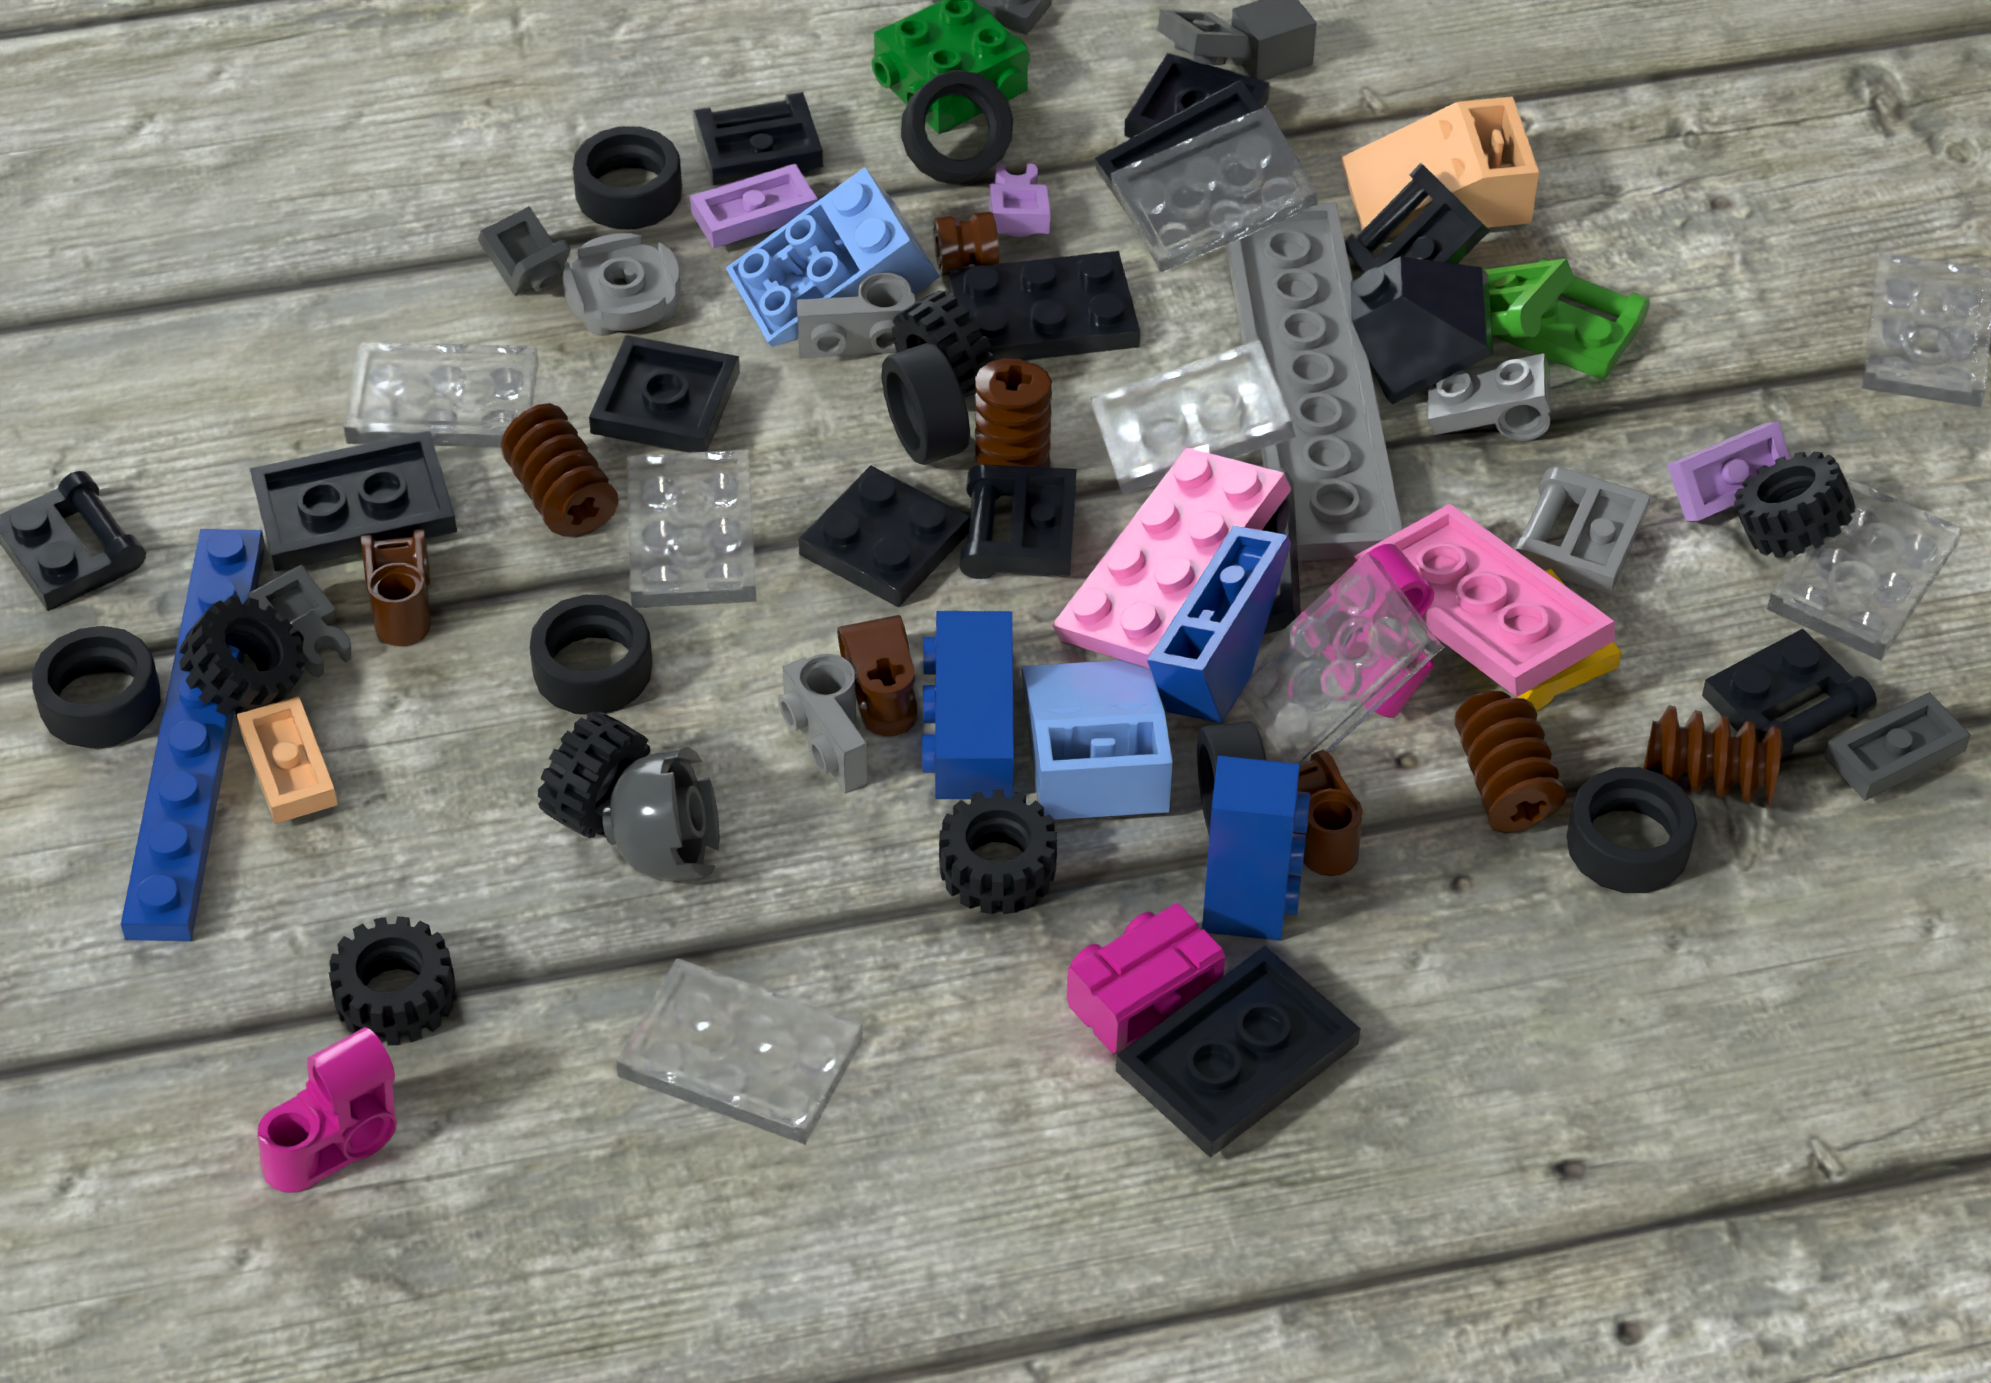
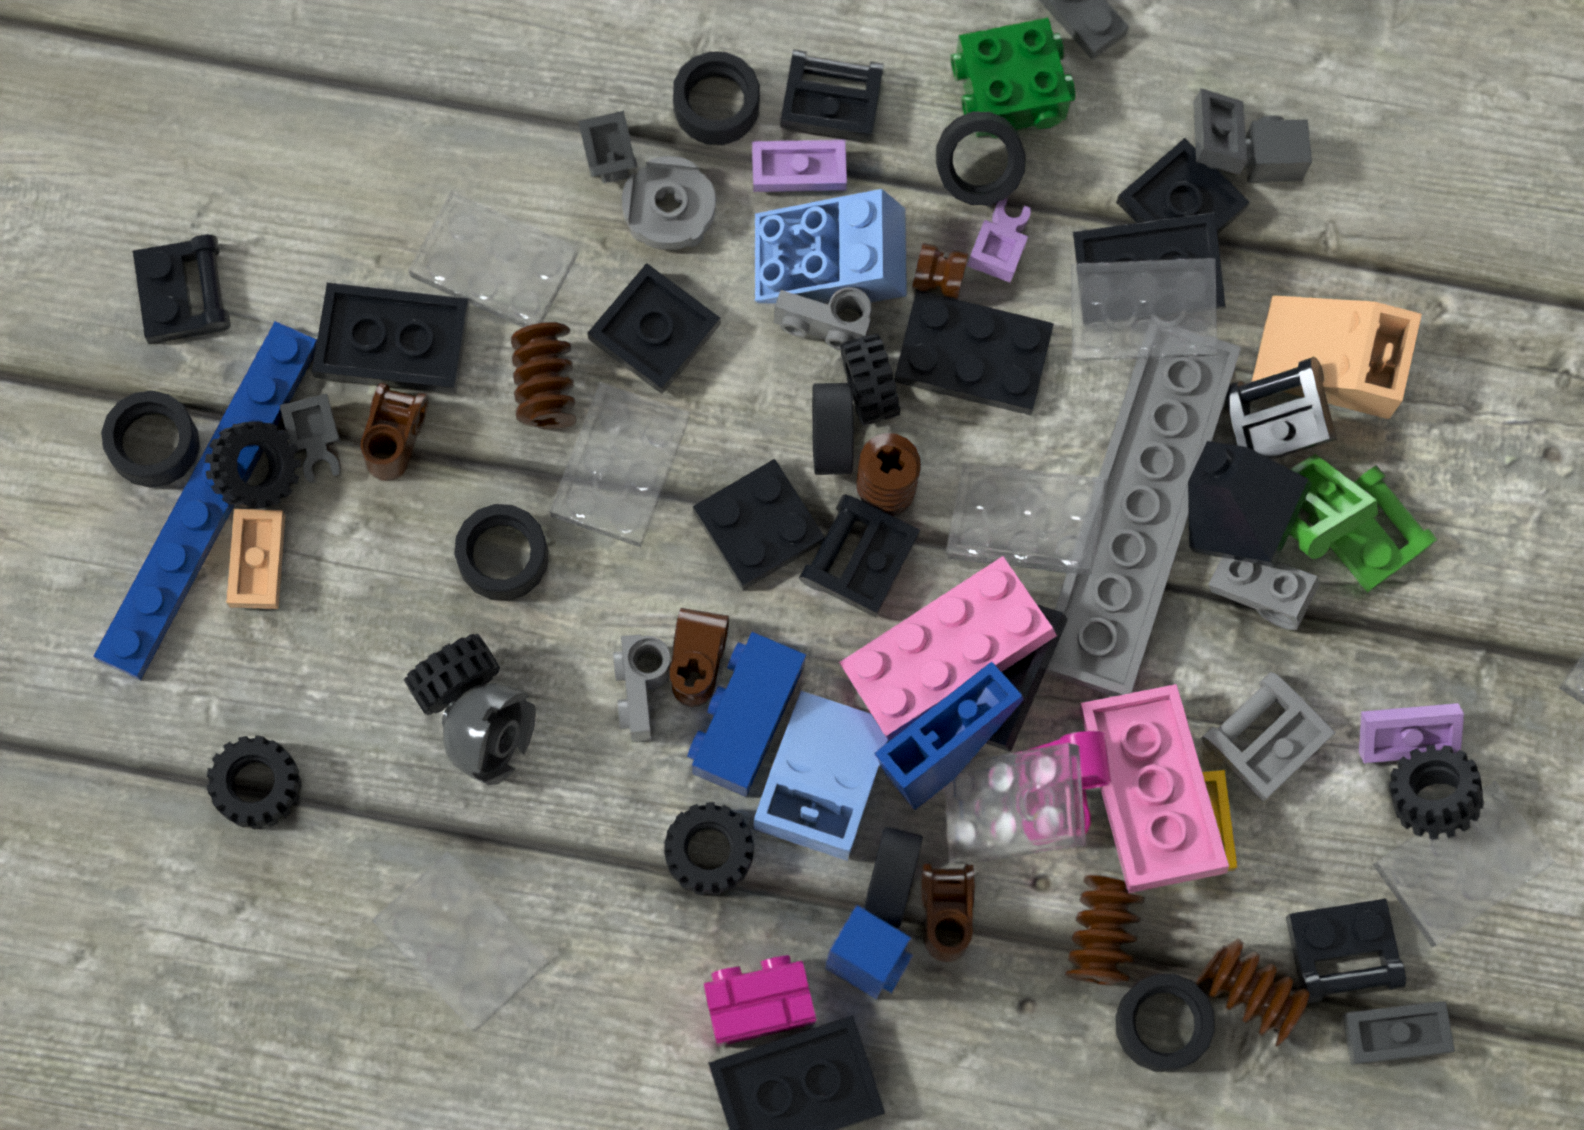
camera: 20 degrees right, 25 degrees up
(333, 1121) = (173, 885): dark pink piece -> none

